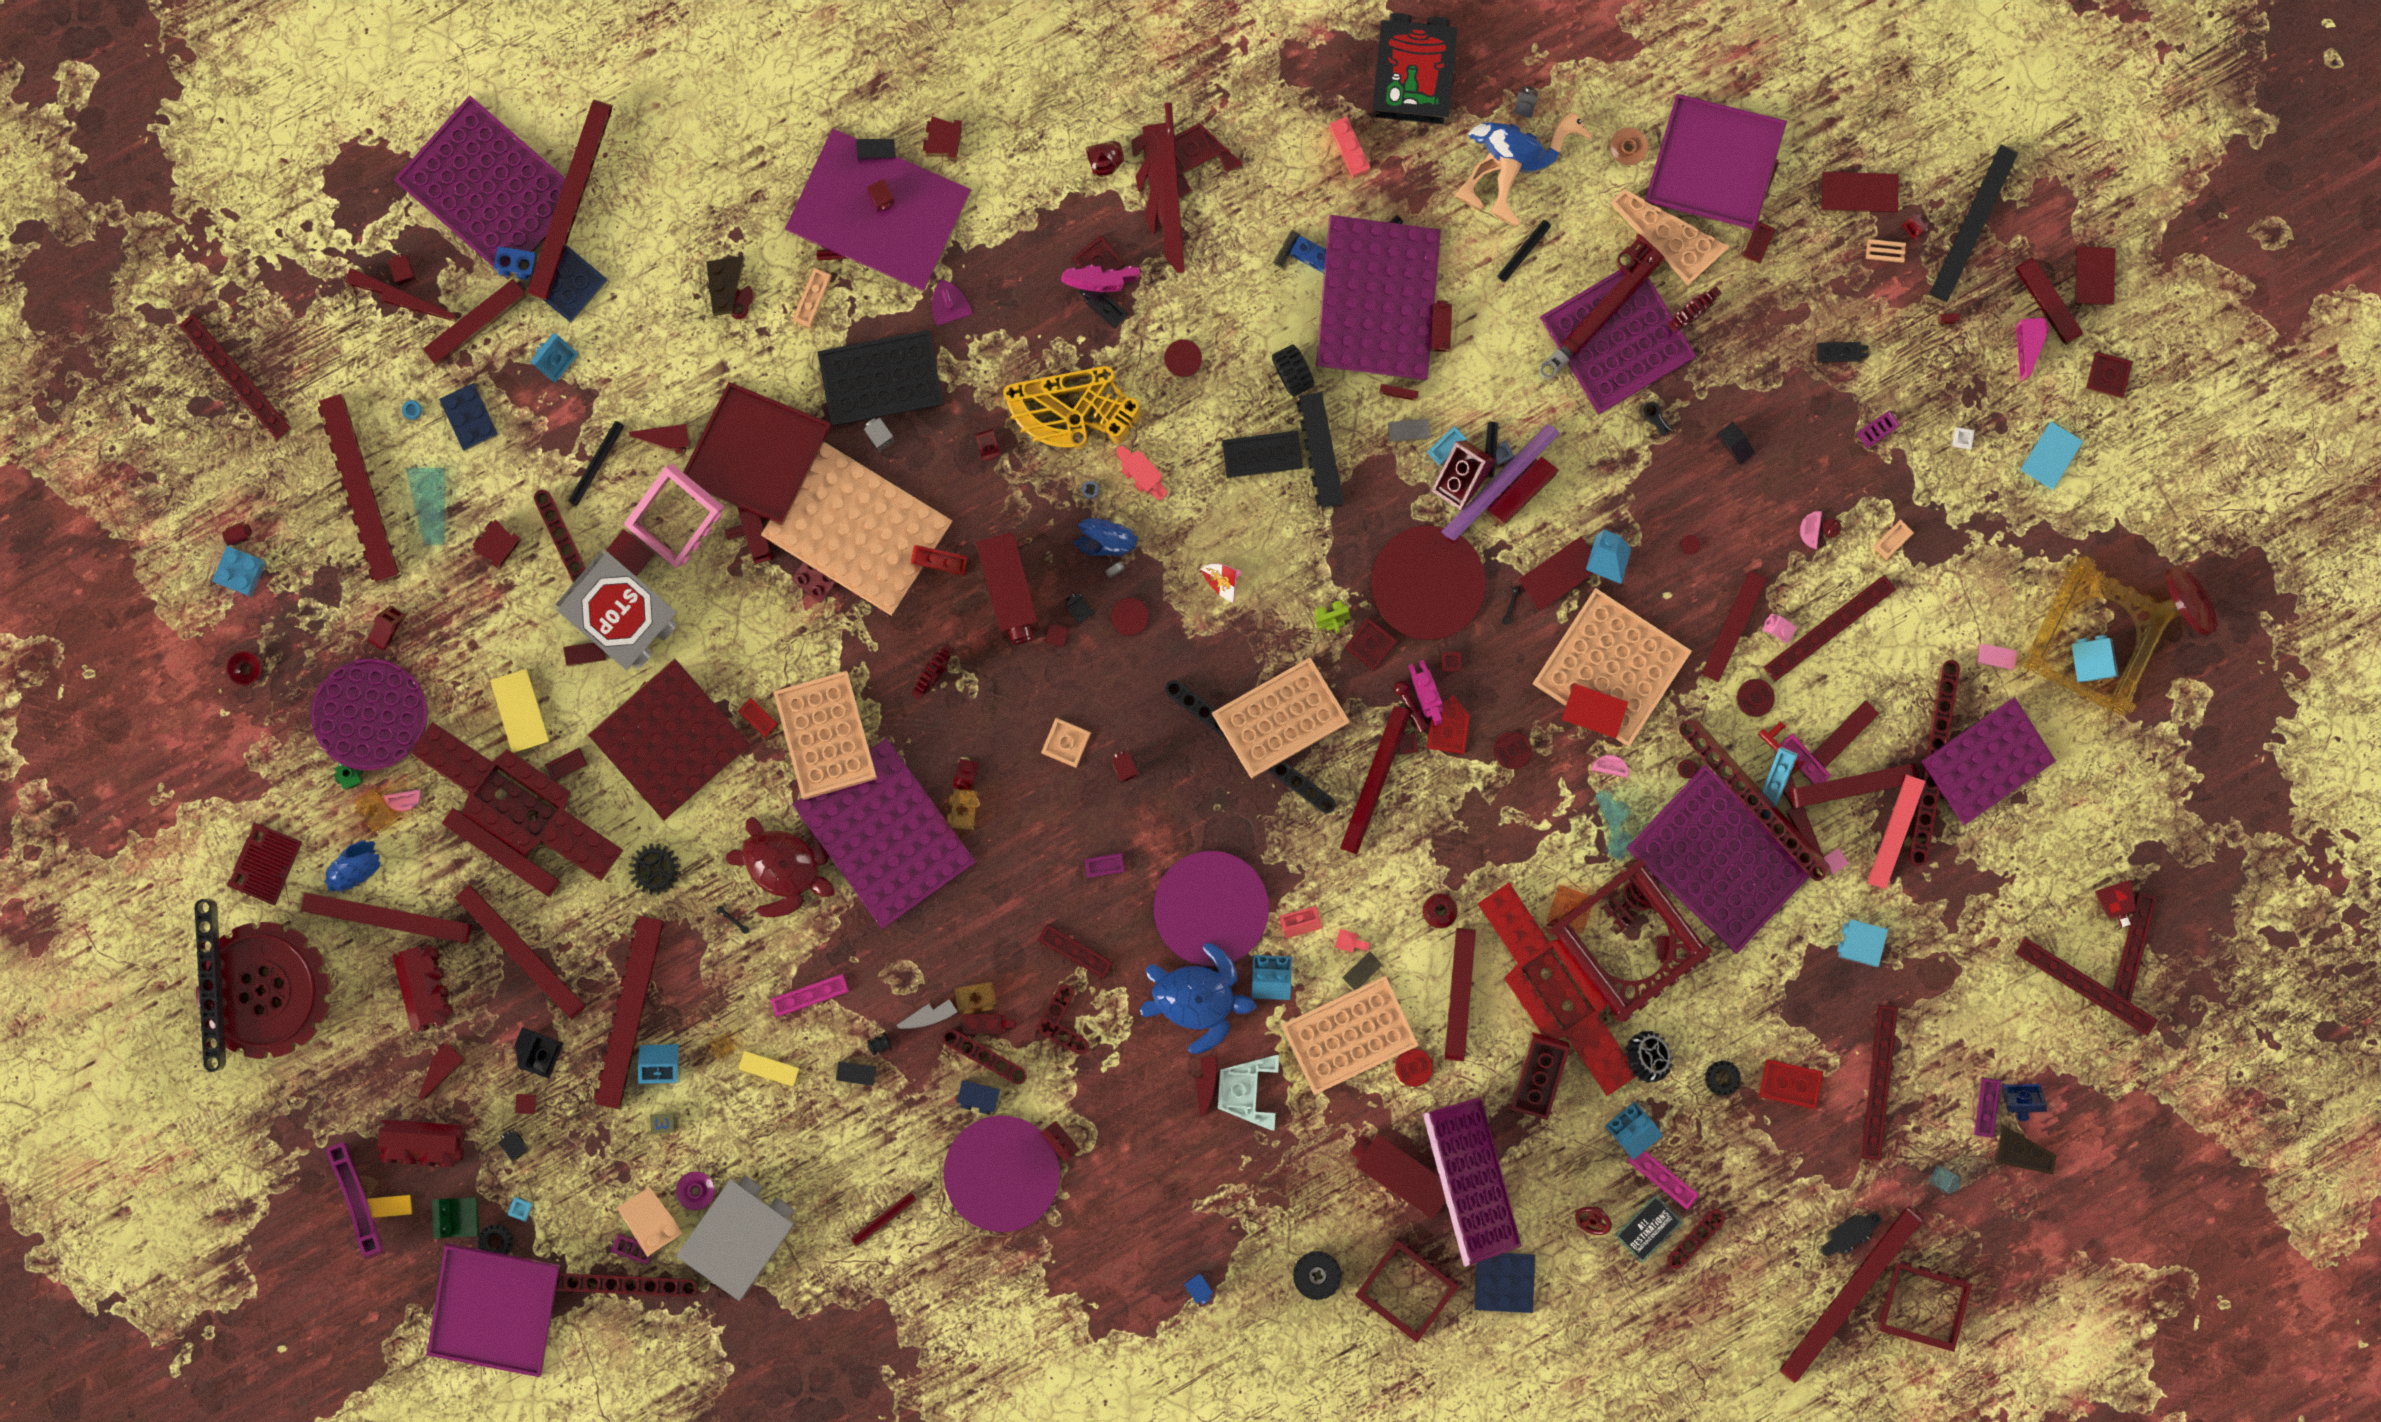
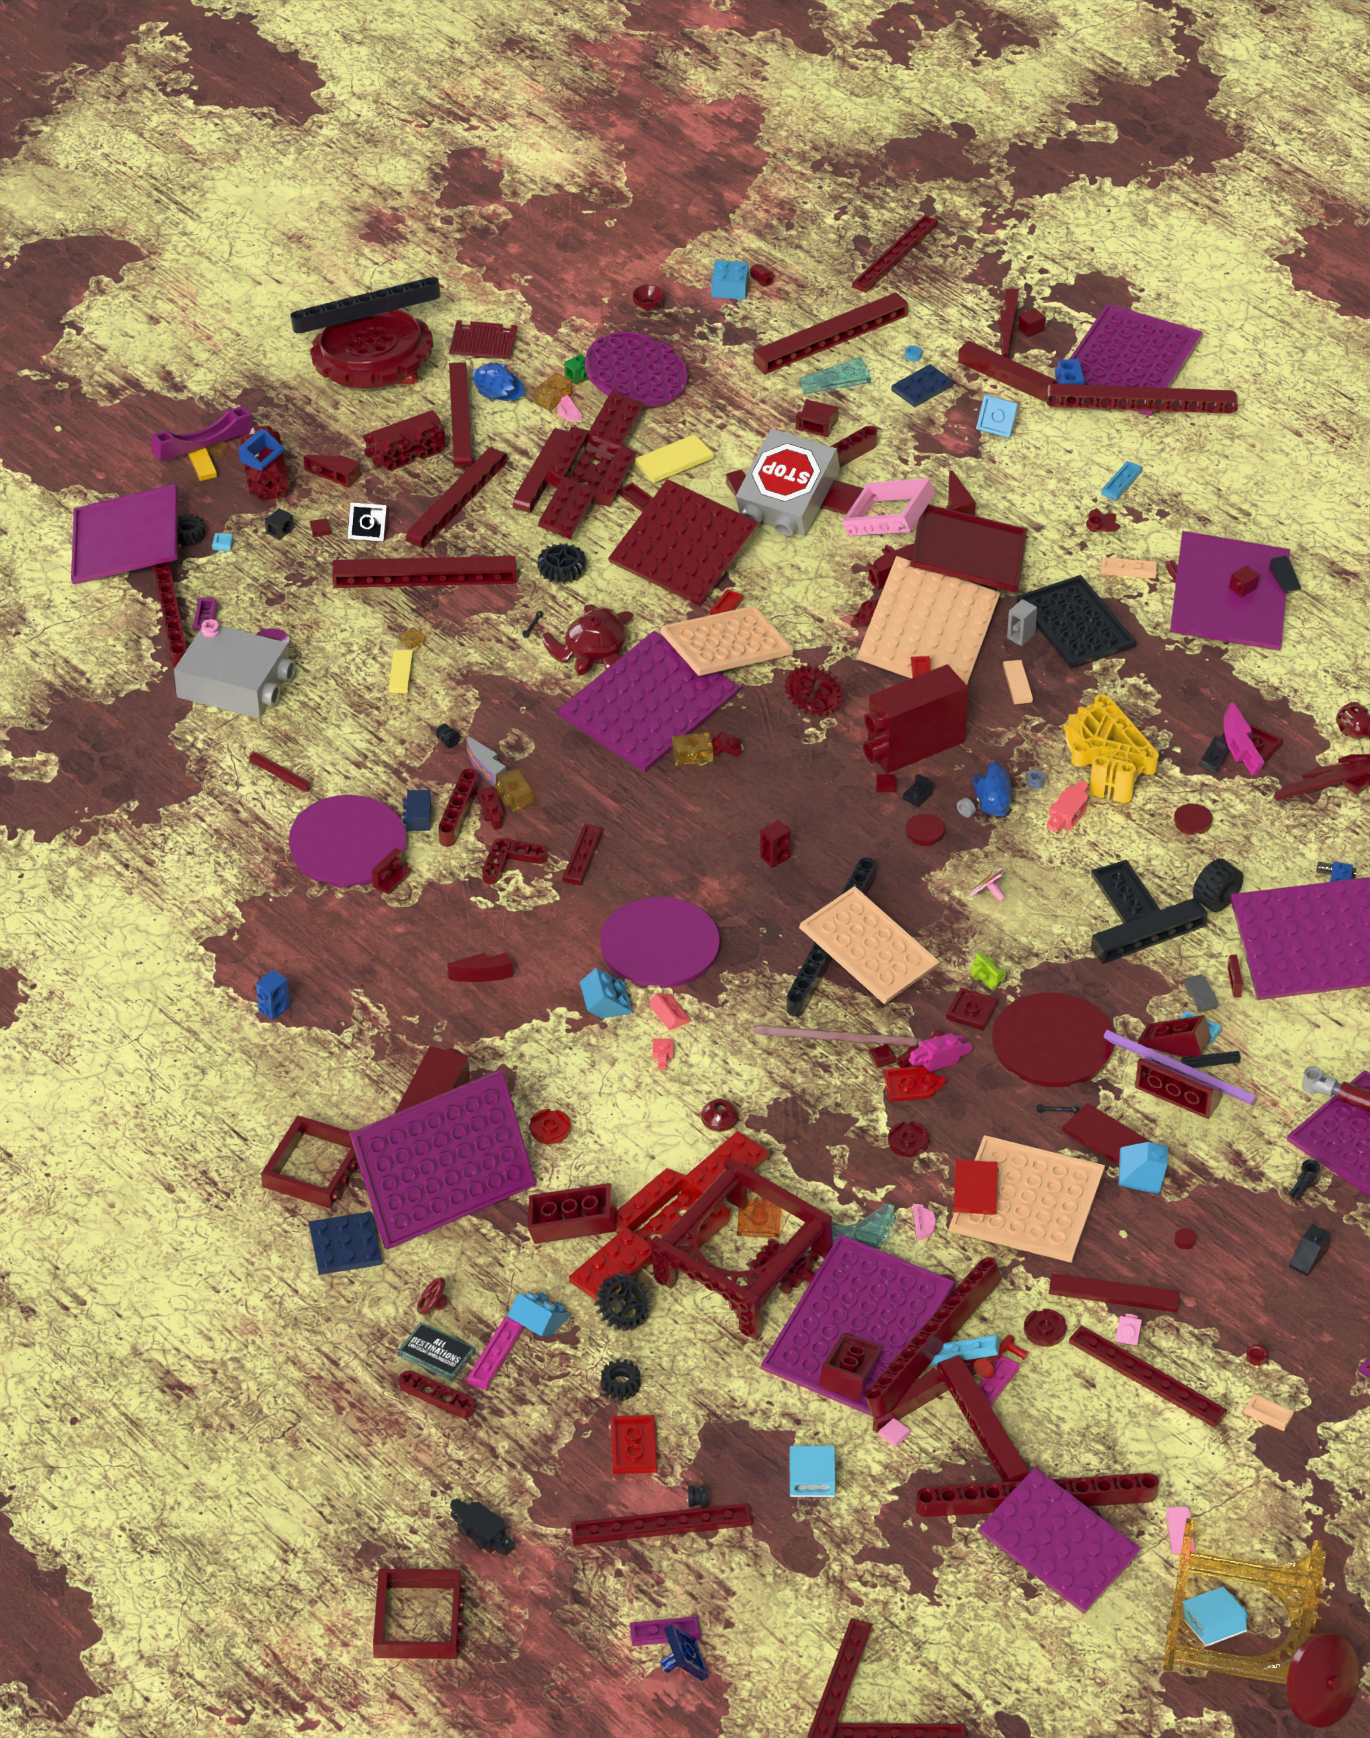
camera: 75 degrees right, 40 degrees down
(385, 627) = (717, 365): dark red tile -> none
(418, 1153) = (254, 445): none -> blue tile
(455, 1217) = (202, 495): dark green bracket -> none
(574, 285) = (1067, 422): dark blue plate -> none
(596, 463) = (914, 464): black axle -> none
(649, 1221) = (234, 613): light nougat slope -> none
(658, 1064) = (380, 596): dark azure slope -> none
(663, 1123) = (328, 610): olive brick -> none
(677, 259) = (1121, 480): none -> dark azure tile
(686, 1250) = (210, 628): none -> bright pink bush
(723, 283) = (1117, 505): dark brown wing -> none
(809, 995) = (478, 685): dark pink tile -> none
(856, 1073) = (414, 729): black slope -> none
(942, 138) = (1318, 618): dark red hips -> none
(949, 303) = (1167, 655): magenta shield -> none
(949, 463) = (1017, 682): none -> light nougat tile
(987, 445) = (1047, 700): dark red bracket -> none
(1066, 742) = (785, 808): light nougat tile -> none
(1104, 865) = (674, 859): magenta tile -> none
(1198, 998) = (564, 942): blue animal -> none
(1239, 1090) = (482, 995): light aqua wing -> none
(1311, 1263) = (314, 1099): black bush -> none
(1349, 1035) = (567, 1067): light nougat plate -> none
(1362, 971) = (636, 1067): clear smoke tile -> none
(1441, 326) = (1316, 994): dark red brick -> none
(1451, 661) = (979, 1067): dark red tile -> none
(1460, 994) = (637, 1143): dark red beam -> none
(1503, 453) = (1214, 1071): sand blue tile -> none
(1768, 879) = (850, 1366): none -> dark red slope
(1810, 529) = (1246, 1336): bright pink tile -> none
(1845, 734) = (1038, 1413): dark red tile -> none
(1851, 1294) = (414, 1543): dark red beam -> none
(1863, 1046) = (697, 1496): none -> black wheel
(1896, 831) = (947, 1472): coral tile -> none
(1945, 1180) = (569, 1602): clear light blue brick -> none
(2022, 1153) = (623, 1672): dark brown wing -> none
(2118, 902) = (946, 1699): dark red torso -> none

